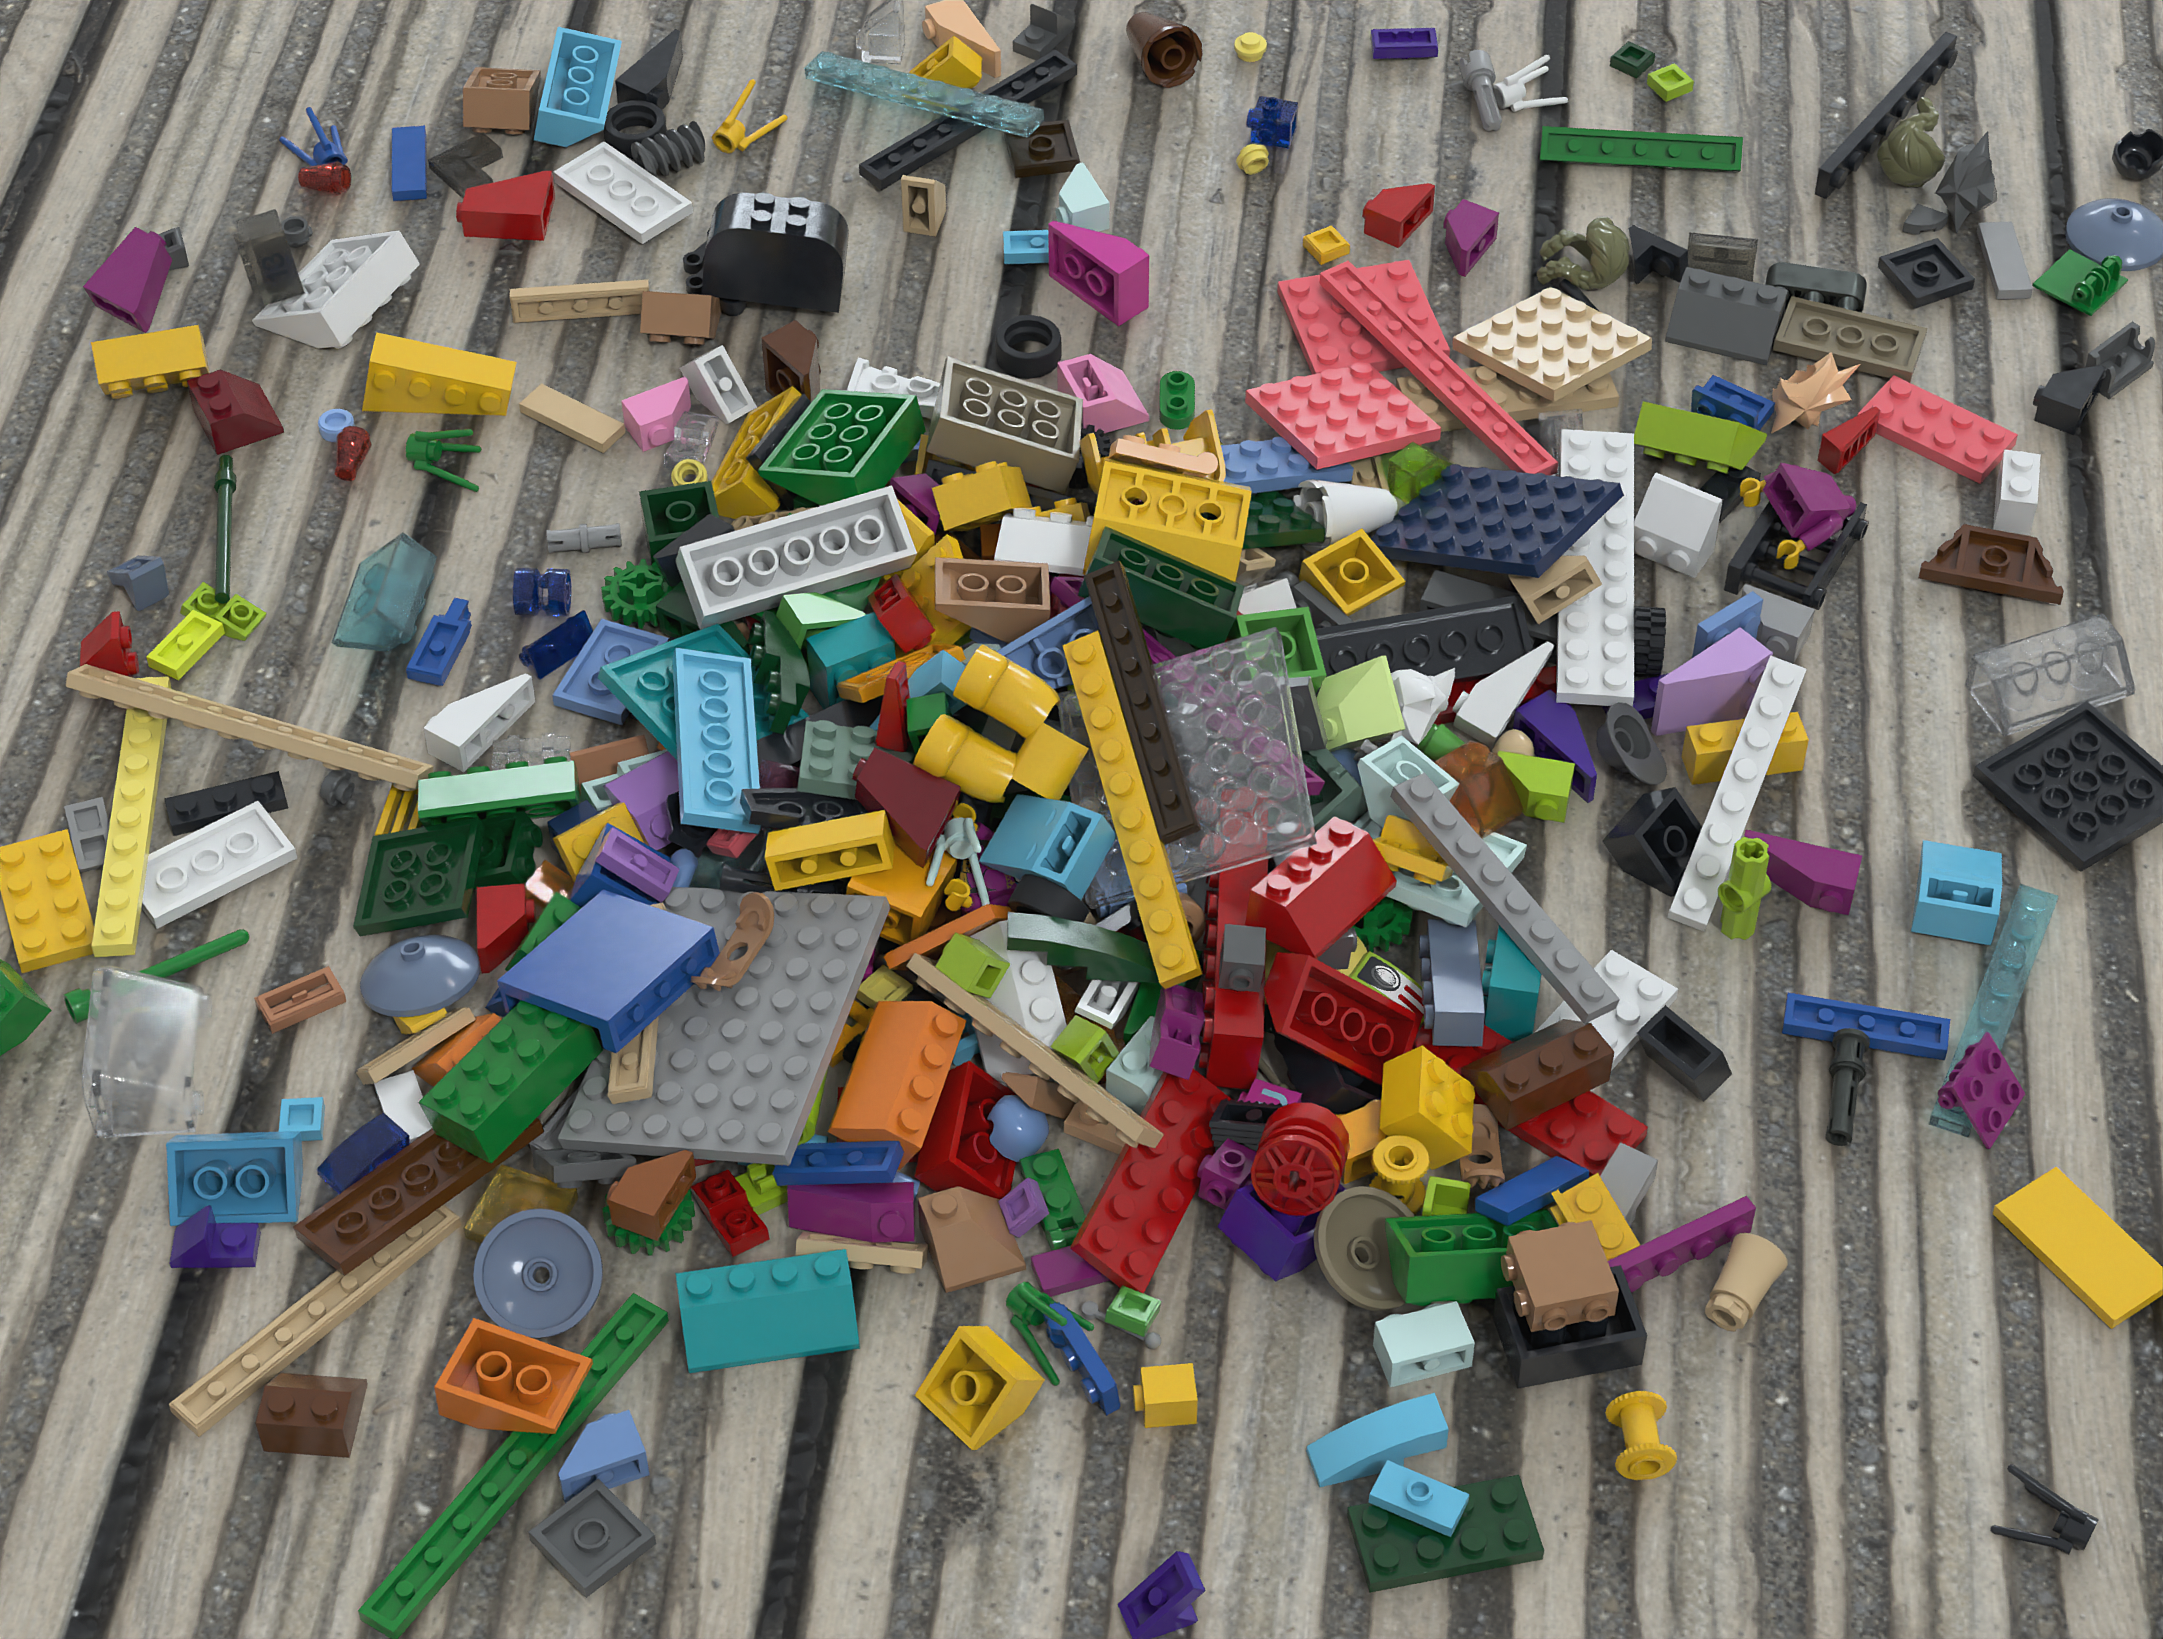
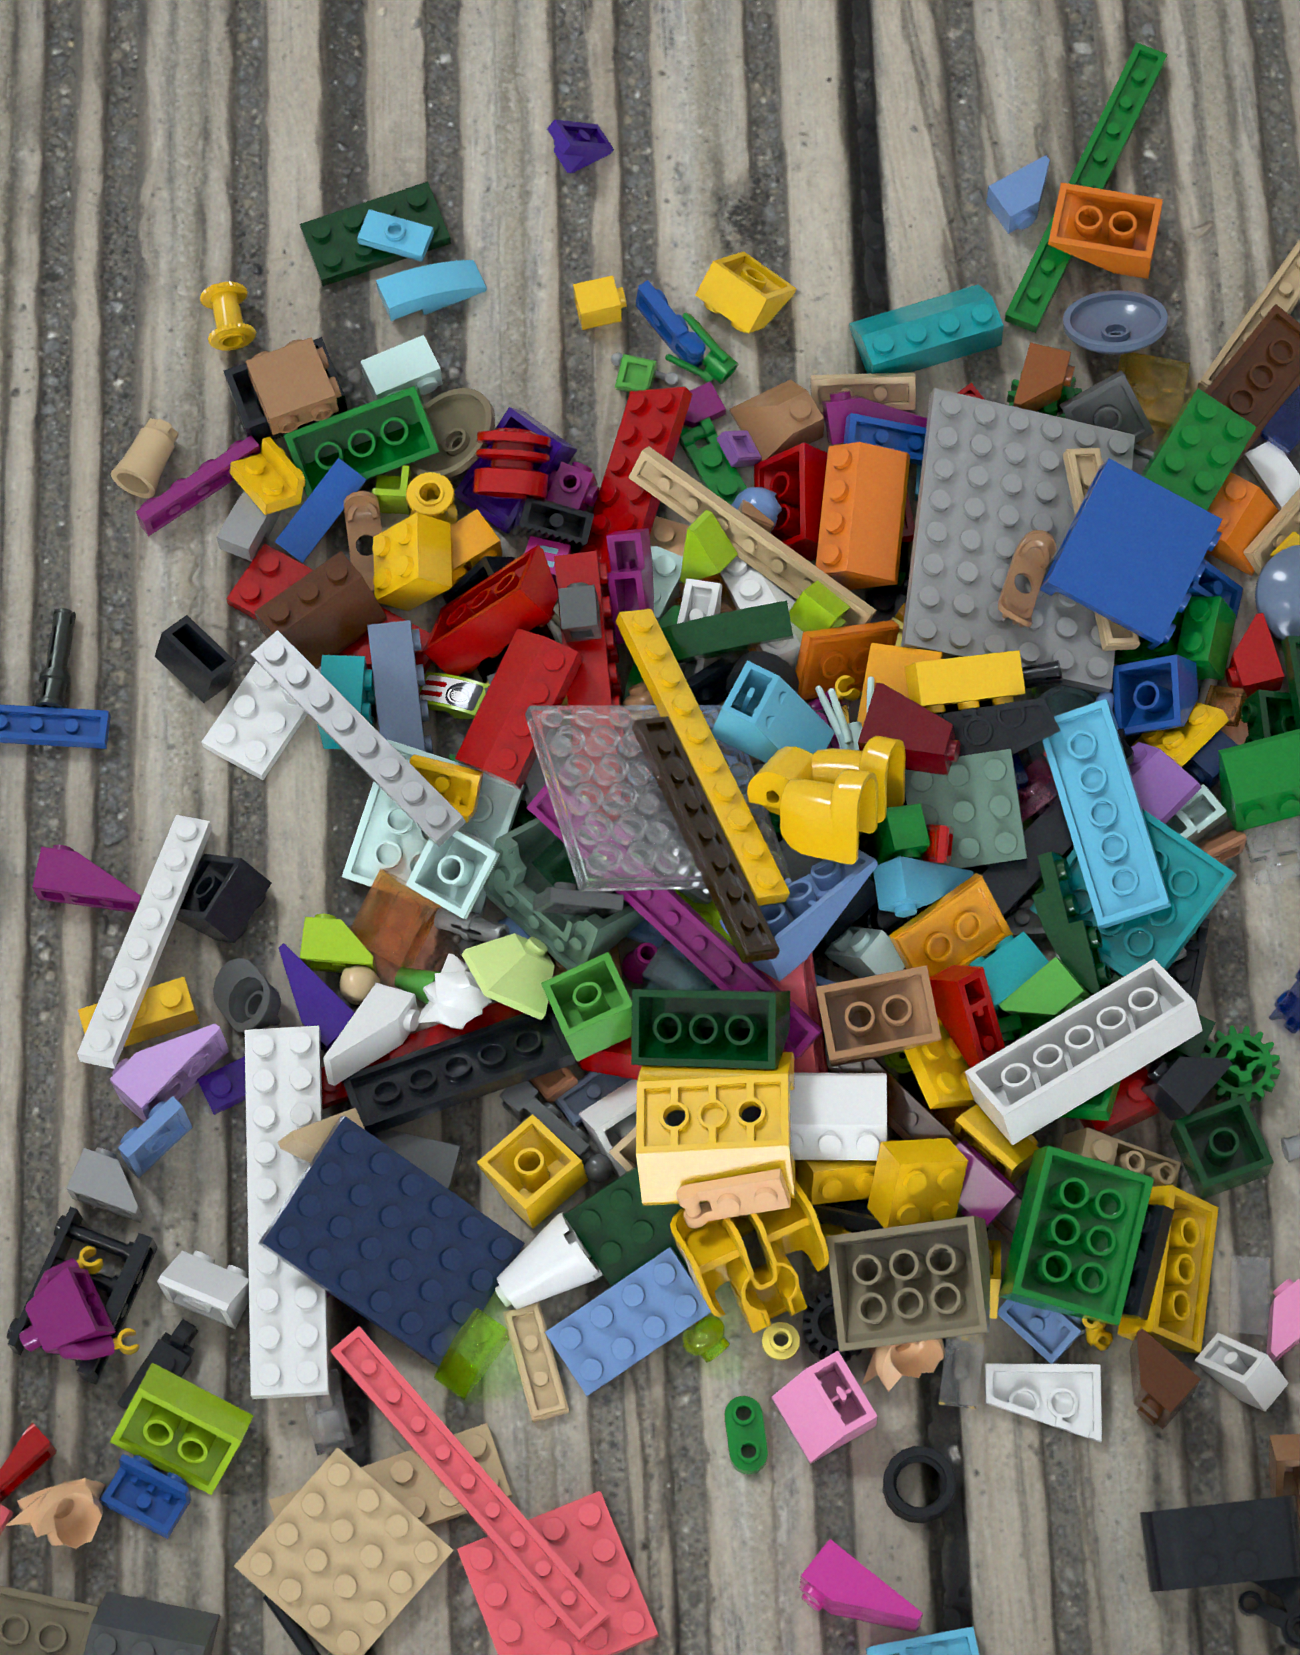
camera: 175 degrees right, 20 degrees up
(310, 1414) = (1258, 202): reddish brown slope -> none
(582, 689) = (1241, 966): medium blue plate -> none
(592, 1538) = (1012, 135): dark grey plate -> none
(637, 864) = (1141, 681): medium lavender plate -> none
(688, 467) = (1237, 1230): light yellow plate -> none
(1342, 415) = (563, 1407): coral plate -> none
(1649, 639) = (230, 1127): black tyre -> none
(1744, 888) = (140, 812): lime piece -> none

